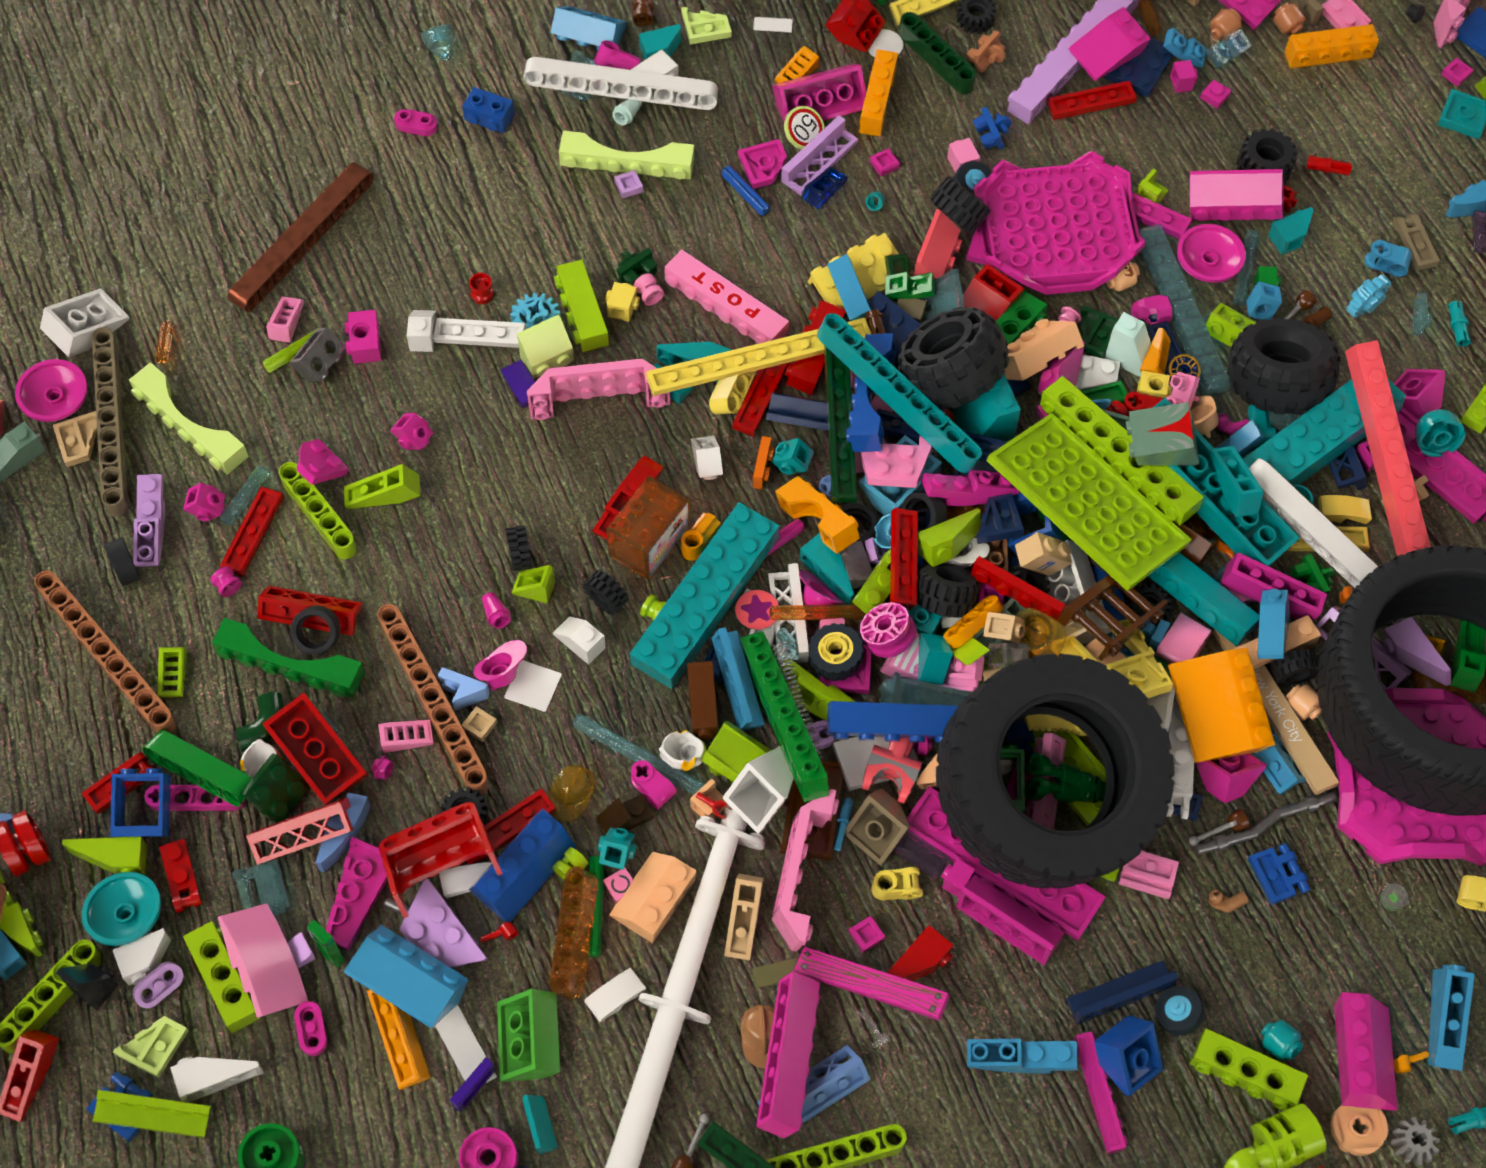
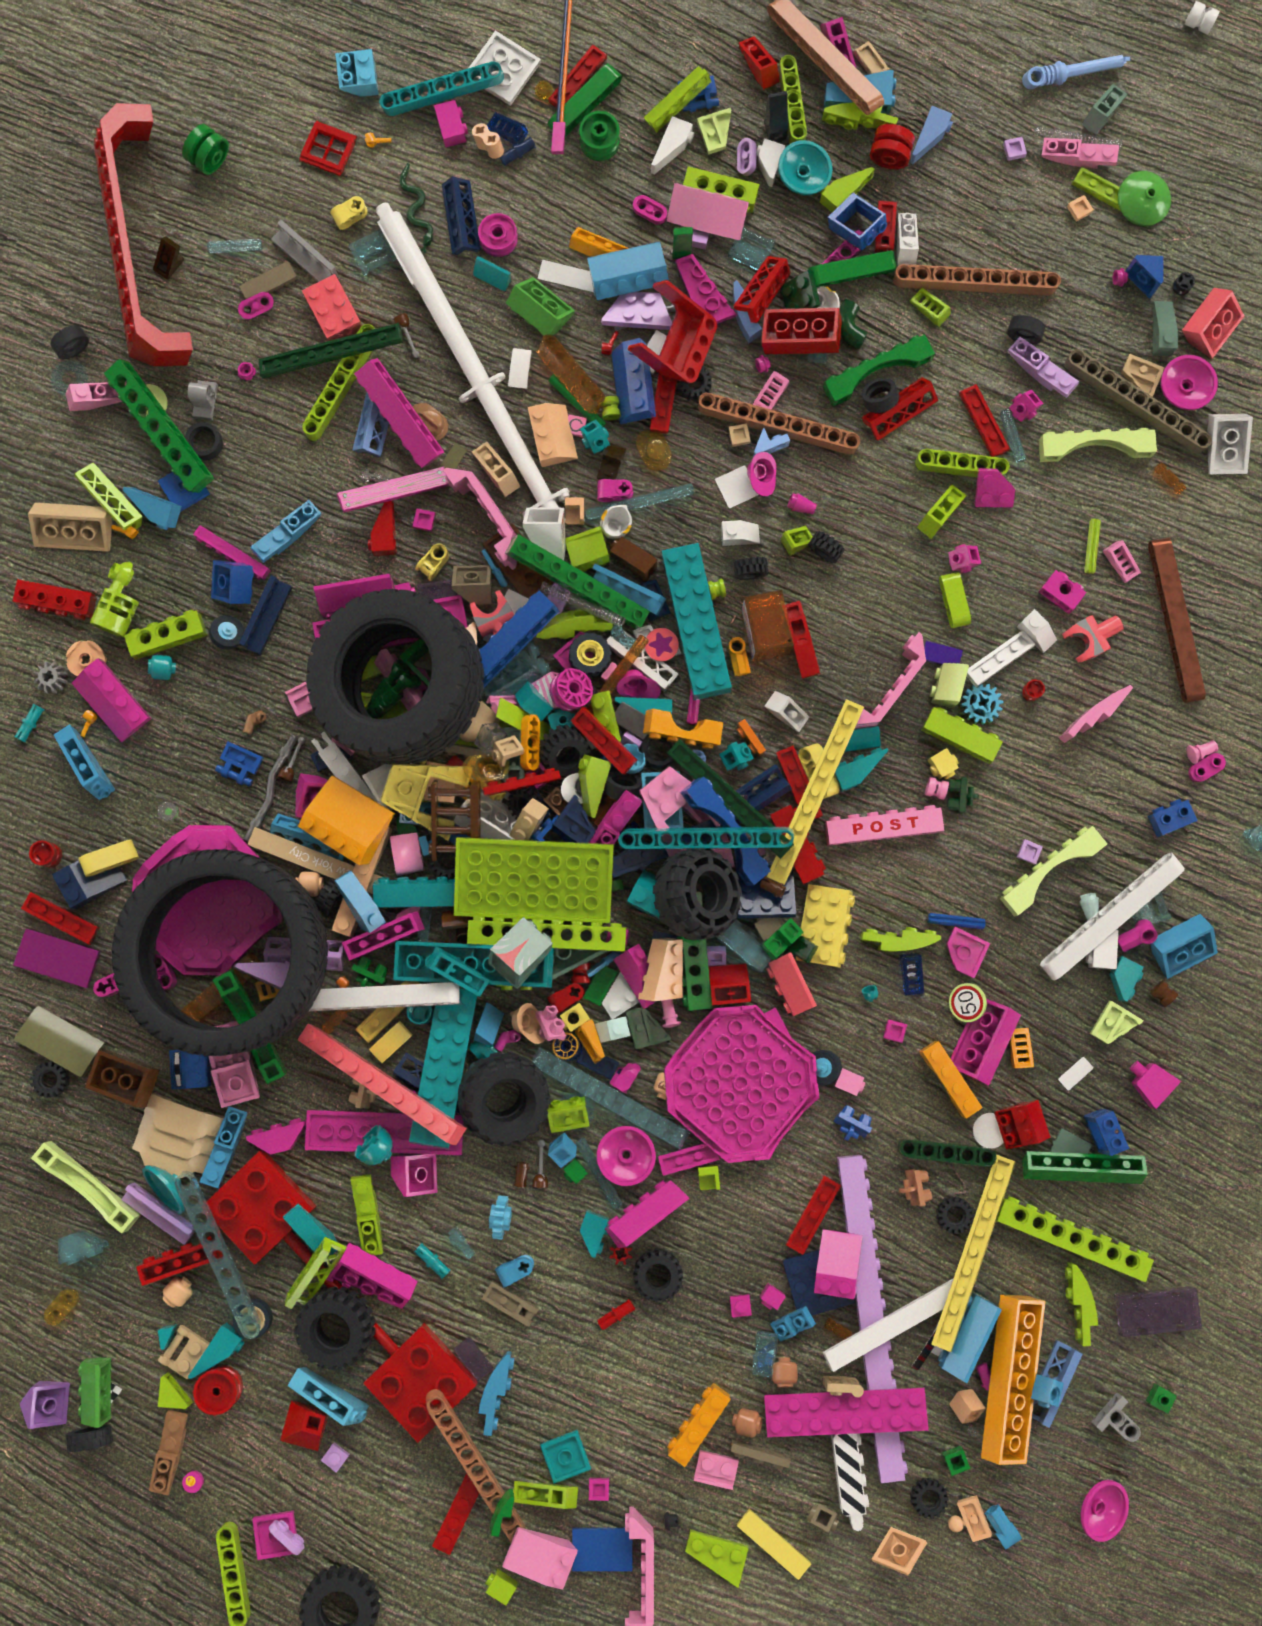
camera: 135 degrees right, 20 degrees up
(117, 747) = (907, 239): none -> white slope
(180, 875) = (800, 216): red plate -> none
(226, 581) = (961, 377): dark pink wheel -> none
(314, 350) = (1076, 549): flat silver brick -> none
(382, 282) = (1094, 635): none -> coral connector
(409, 134) = (1199, 751): none -> bright pink pin
(455, 223) = (1098, 713): none -> bright pink slope
(459, 411) = (955, 600): none -> lime beam
(472, 1085) = (541, 258): dark purple tile -> none
(715, 805) = (563, 503): red hand -> none
(806, 208) = (908, 939): none -> lime slope
(813, 150) = (945, 992): lavender fence -> none
(849, 288) = (814, 898): dark azure tile -> none
(960, 204) = (808, 1027): black tyre -> none

